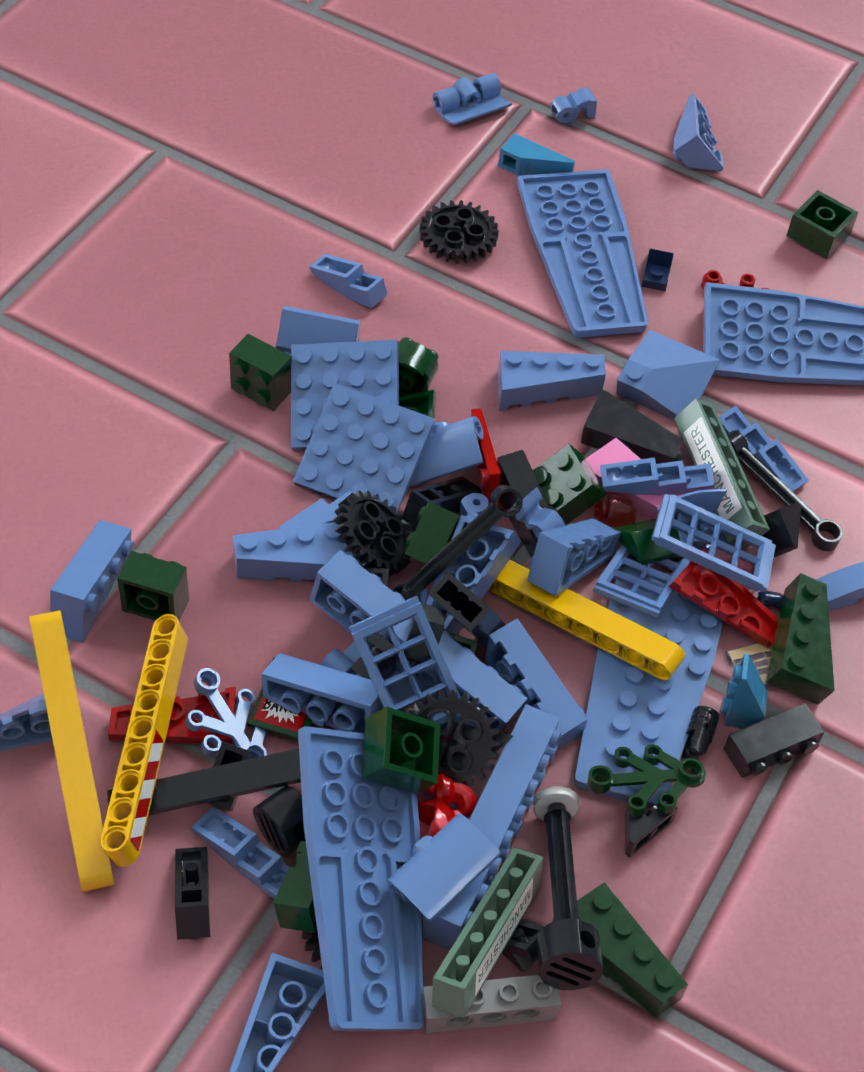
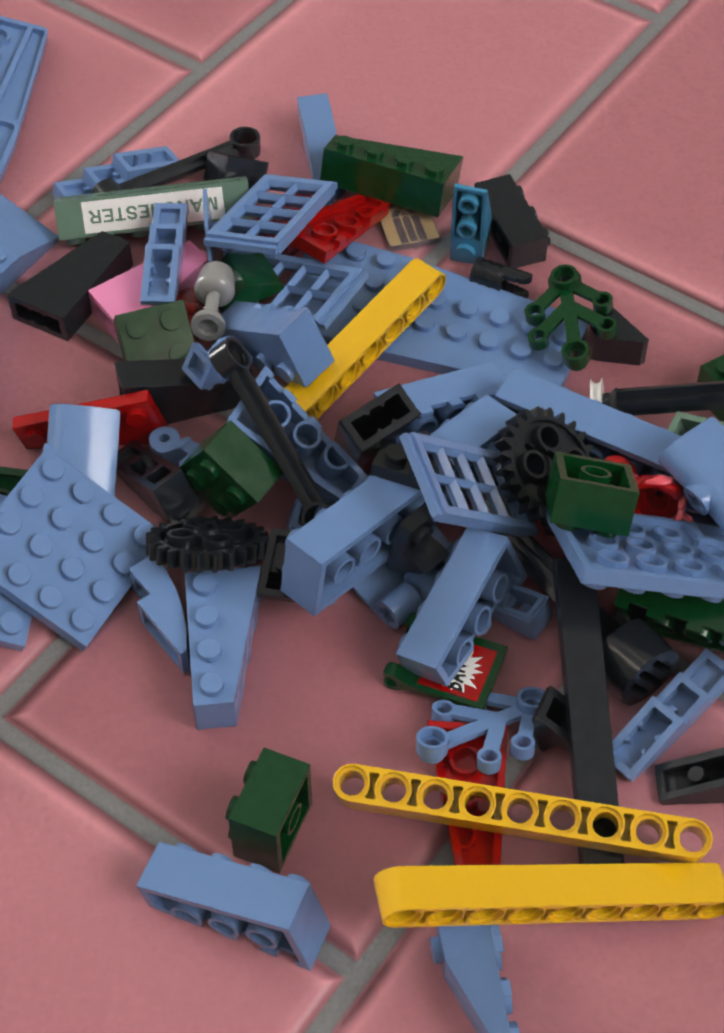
camera: 80 degrees left, 0 degrees up
(625, 511) = (214, 289): none -> light grey piece

